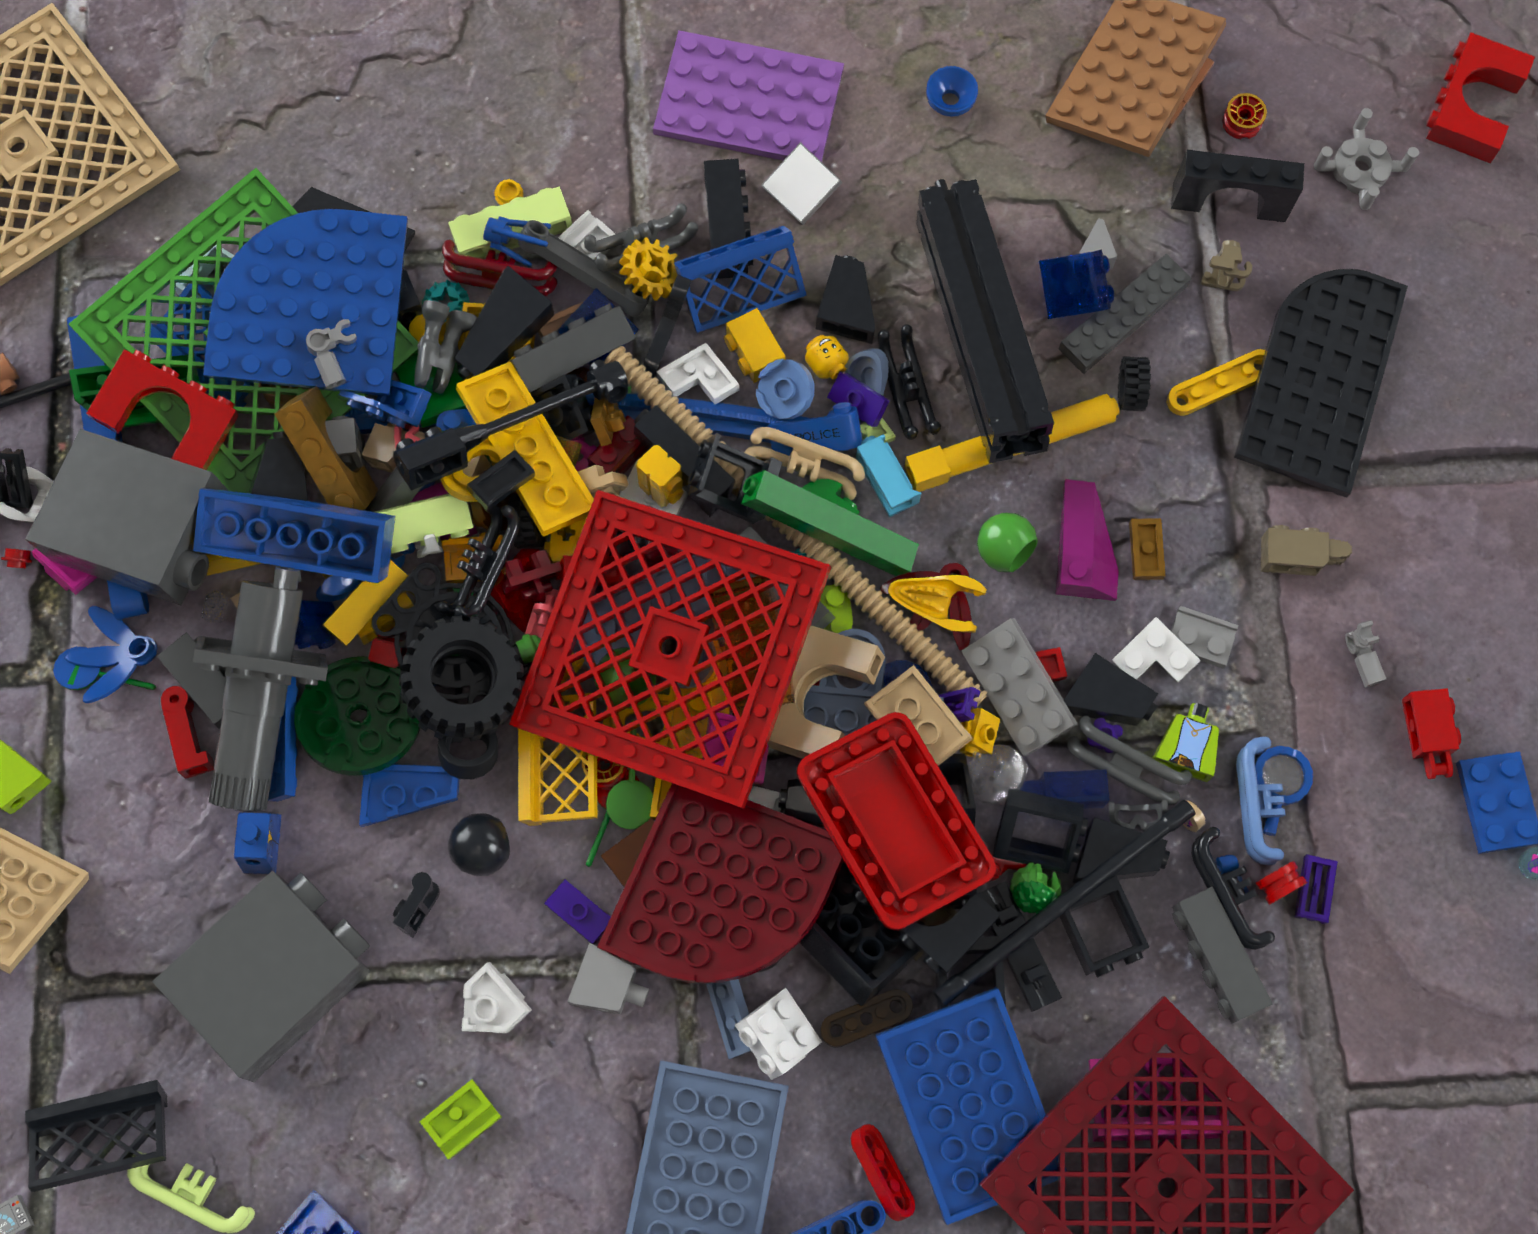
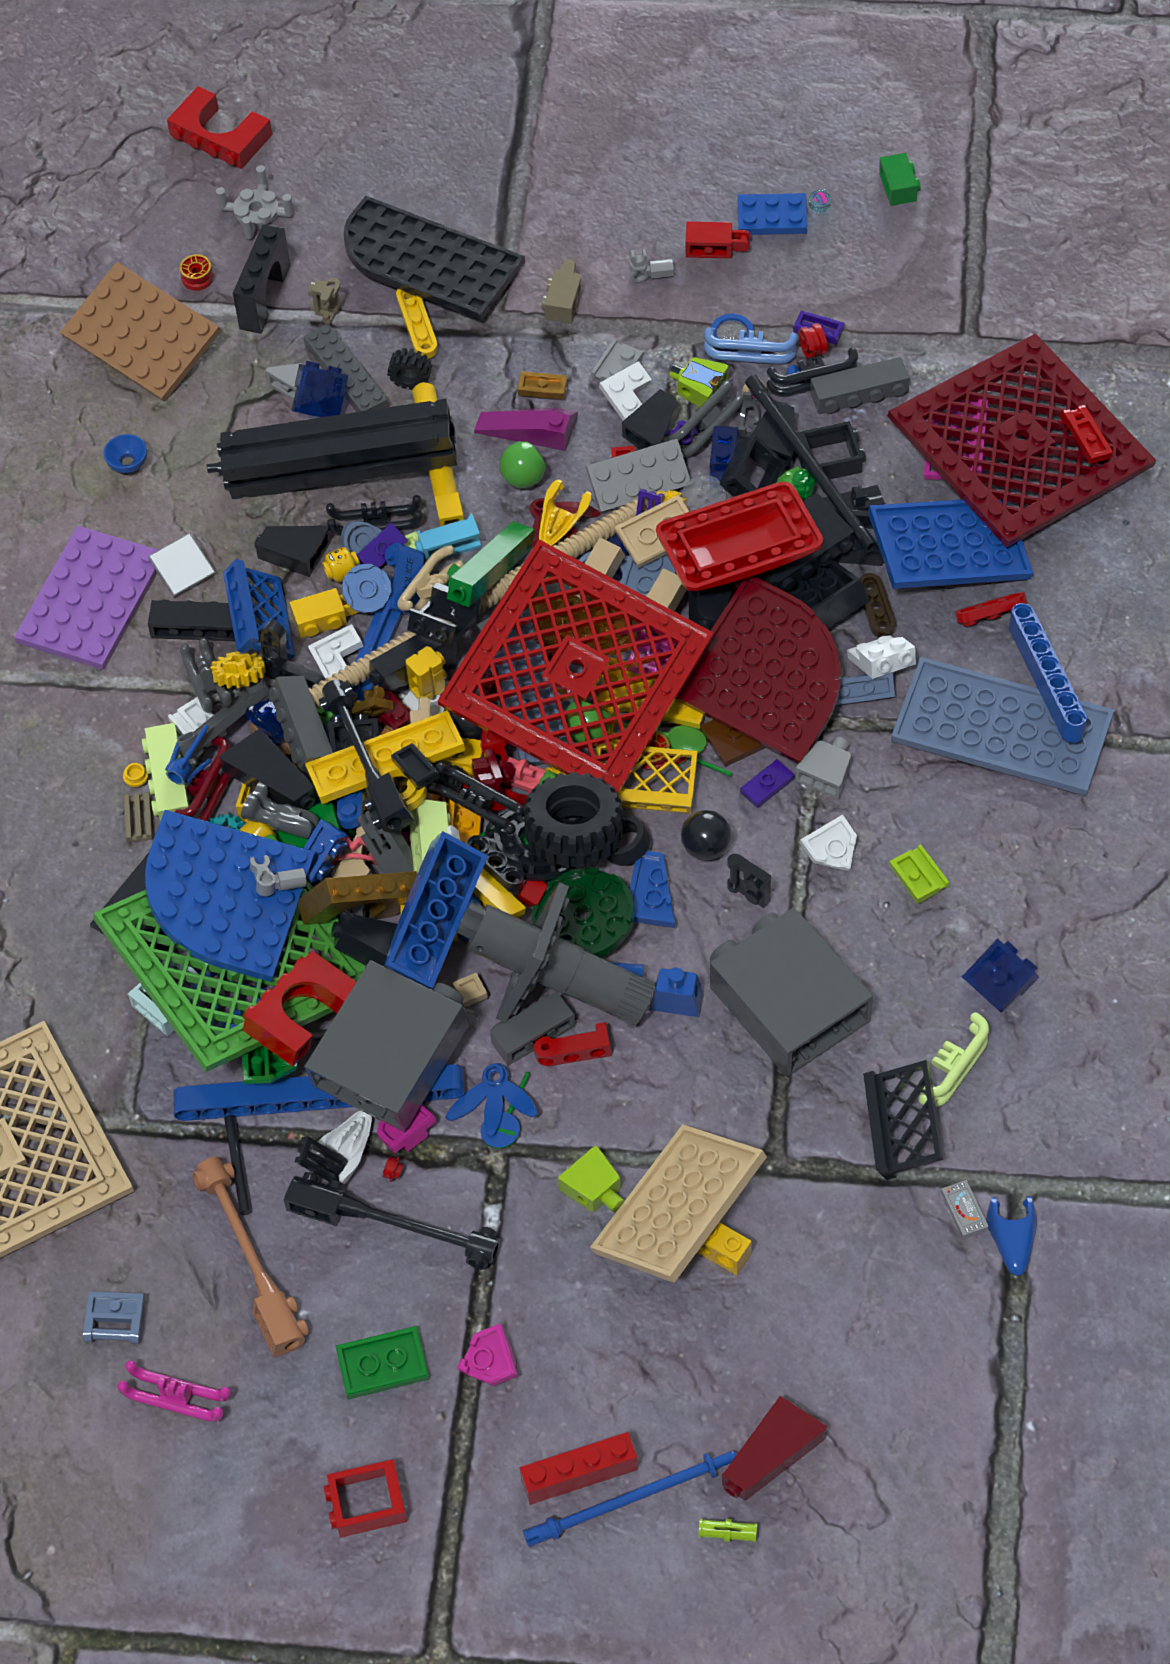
camera: 75 degrees left, 15 degrees down
(452, 203) = (136, 800): none -> dark tan tile

